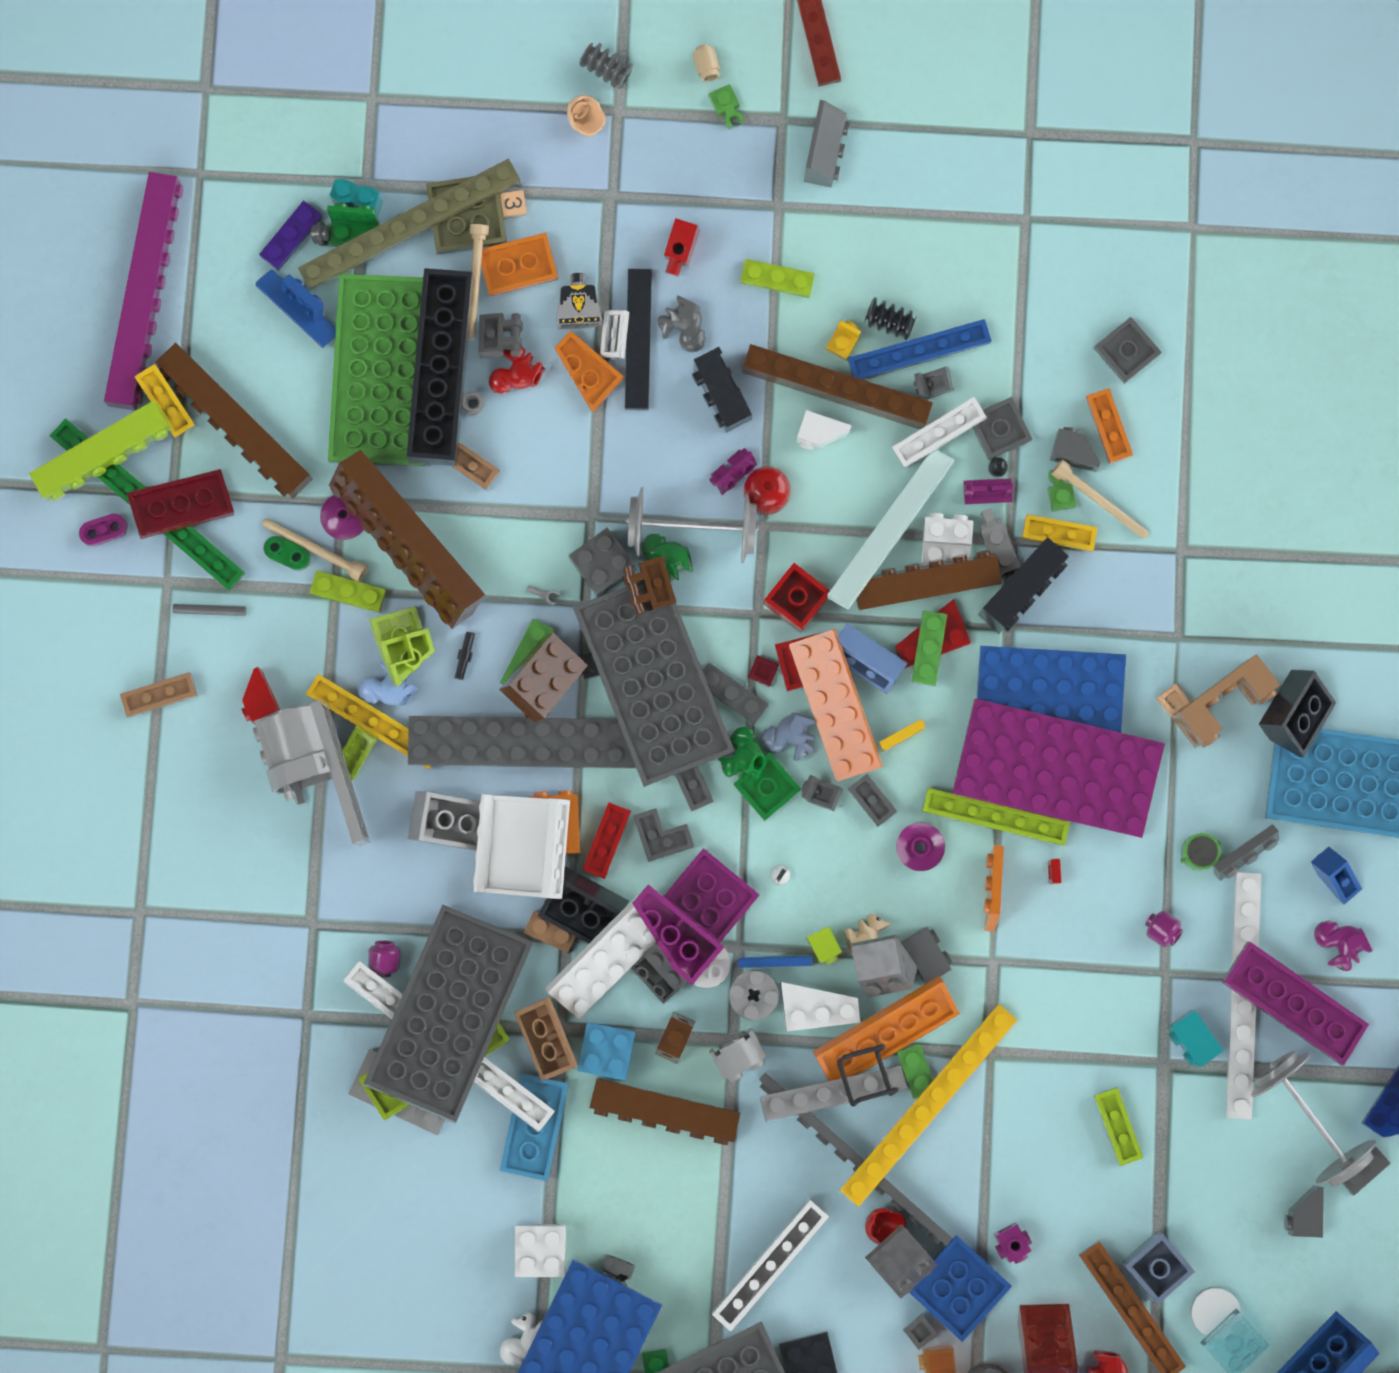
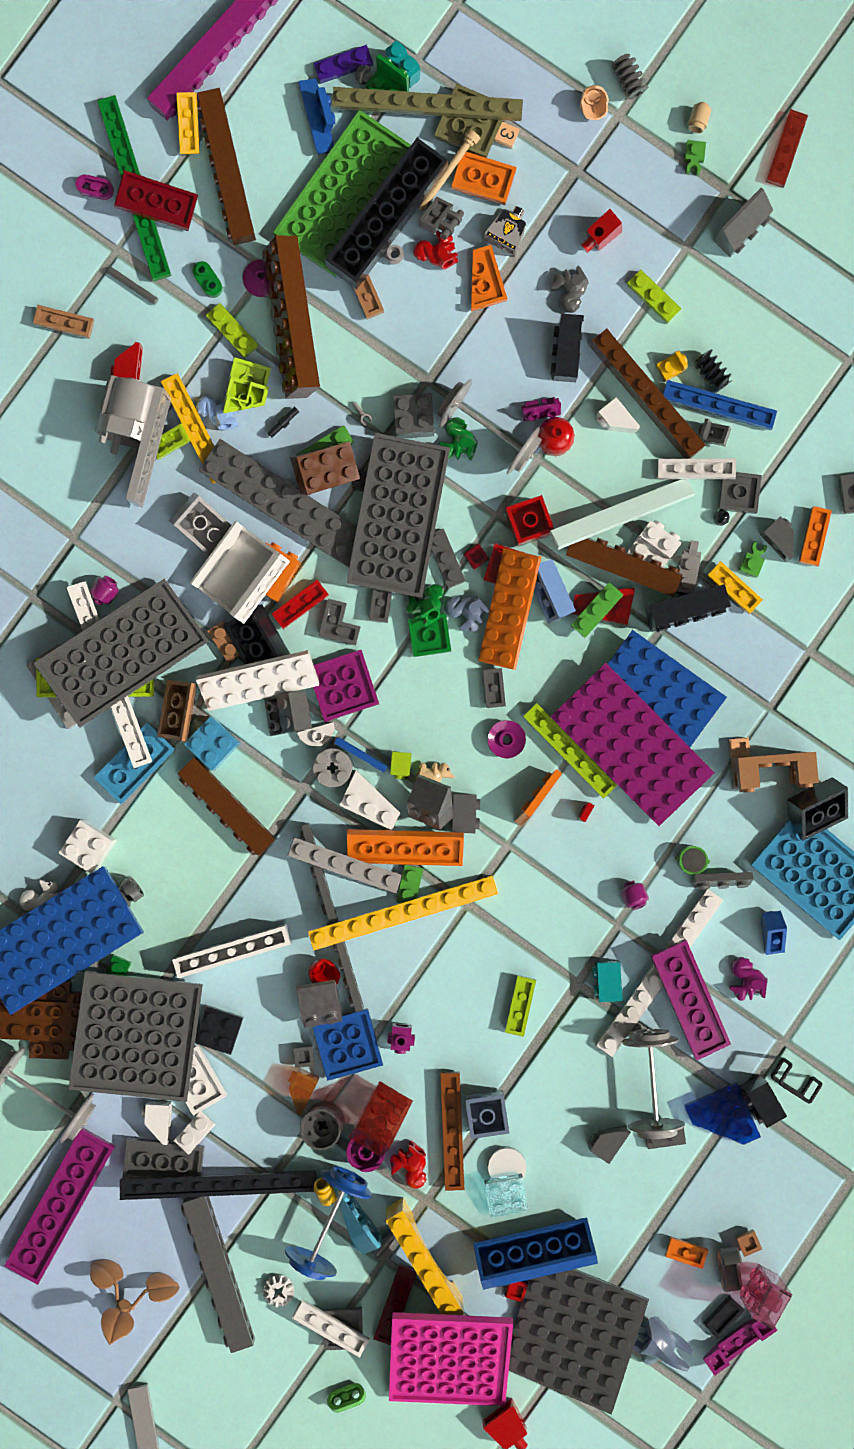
camera: 30 degrees right, 5 degrees up
(101, 451) = (124, 130): lime brick -> none
(354, 569) = (246, 318): tan piece -> none
(618, 334) = (522, 267): white tile -> none
(638, 339) = (533, 280): black tile -> none
(656, 583) = (440, 451): reddish brown plate -> none
(675, 1037) = (264, 762): reddish brown torso -> none
(681, 938) = (306, 696): magenta wedge -> none
(738, 1055) = (297, 800): light grey brick -> none
(776, 871) = (404, 703): white hinge -> none
(821, 793) = (463, 662): dark grey bracket -> none
(889, 1091) = (391, 856): black piece -> none
(901, 735) = (541, 657): yellow tile -> none
(988, 491) = (704, 529): magenta hinge -> none
(1064, 472) = (764, 549): tan piece -> none

